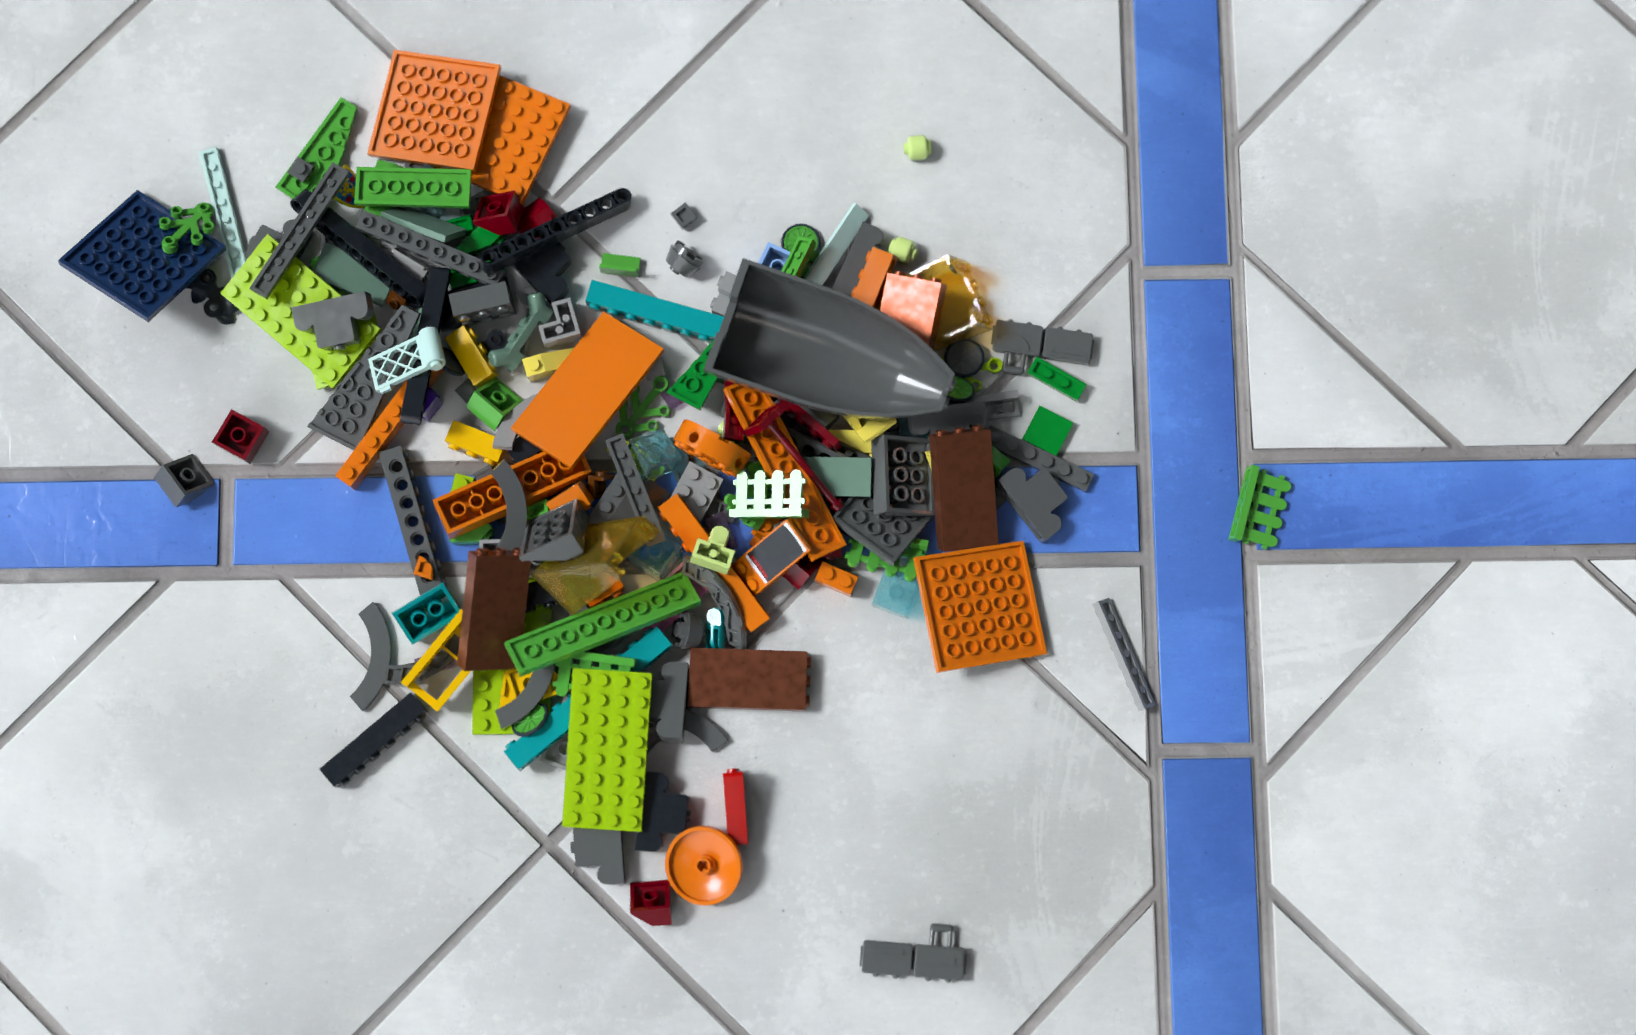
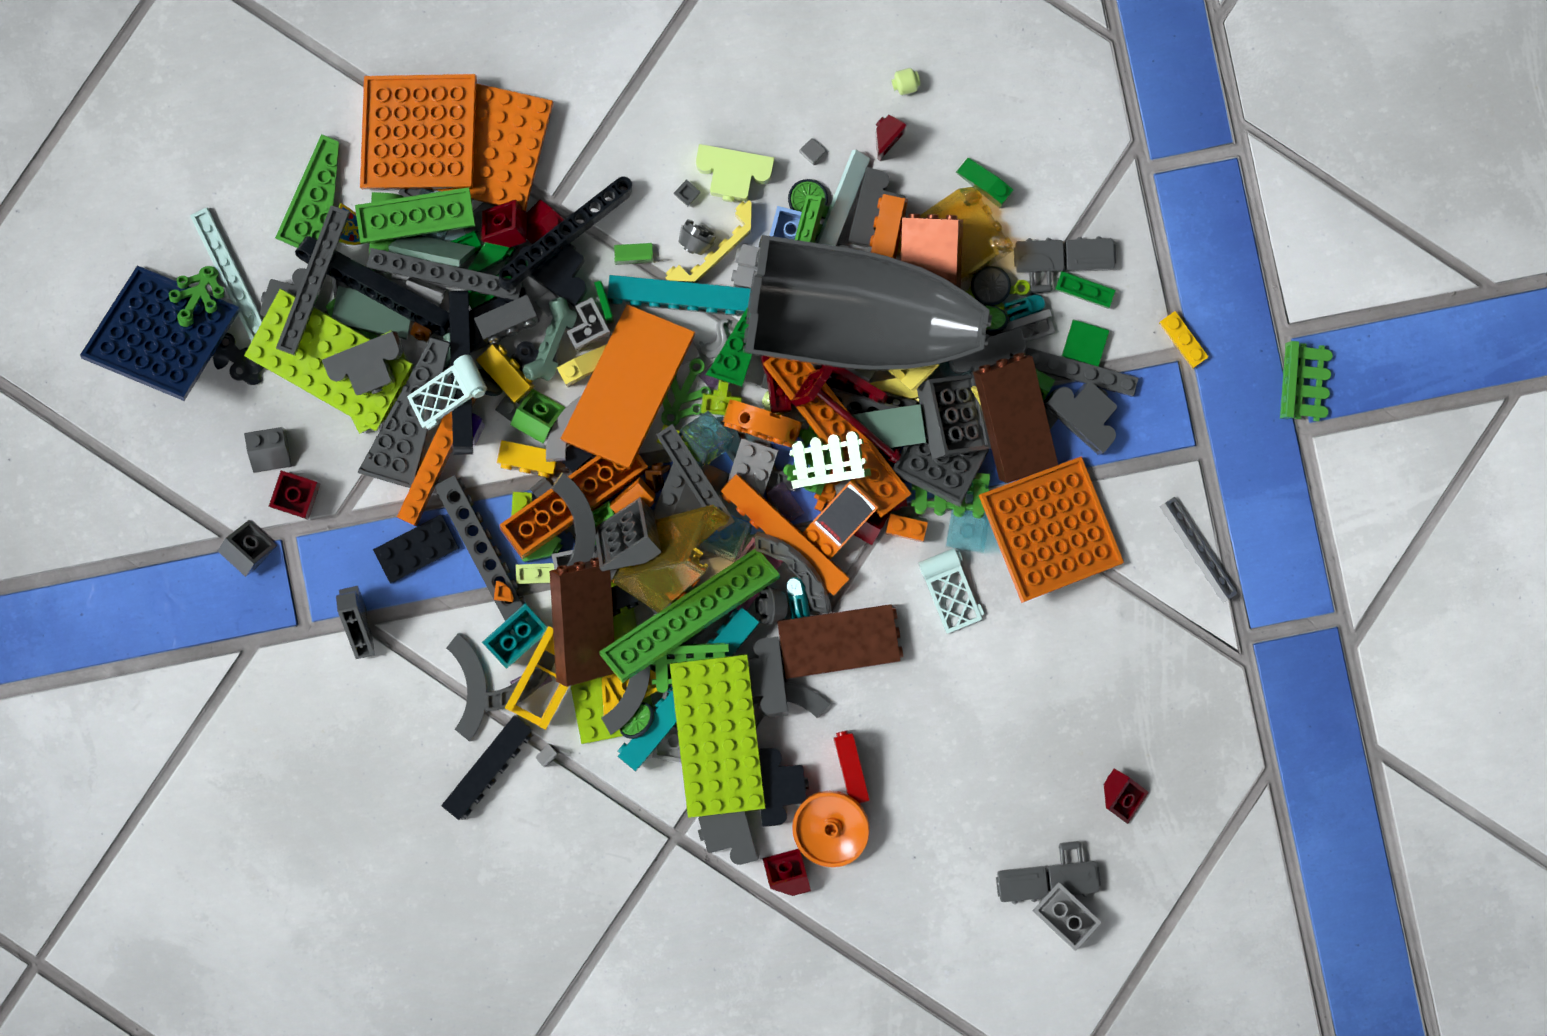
camera: 15 degrees left, 5 degrees up
(225, 388) = (268, 449): none -> dark grey slope
(272, 567) = (355, 621): none -> dark grey brick
(300, 170) = (297, 216): dark grey plate -> none
(349, 512) = (415, 549): none -> black plate
(435, 740) = (547, 755): none -> light grey slope
(455, 556) = (533, 573): none -> yellowish green plate
(581, 305) = (604, 302): none -> green tile
(672, 421) = (718, 401): none -> lime hinge
(677, 370) = (711, 350): none -> light grey piece
(713, 553) = (784, 526): yellowish green brick -> none
(732, 203) = (733, 171): none -> yellowish green brick
(735, 246) = (743, 214): none -> light yellow slope
(813, 198) = (812, 151): none -> light grey slope
(862, 624) = (945, 565): none -> light aqua piece
(891, 193) = (887, 133): none -> dark red slope
(903, 249) = (910, 187): yellowish green head -> none
(924, 998) = (1067, 916): none -> light grey slope
(979, 258) = (986, 182): none -> green slope
(994, 384) = (1028, 306): none -> teal arm
(1004, 887) = (1123, 795): none -> dark red slope
(1145, 445) = (1183, 339): none -> yellow plate

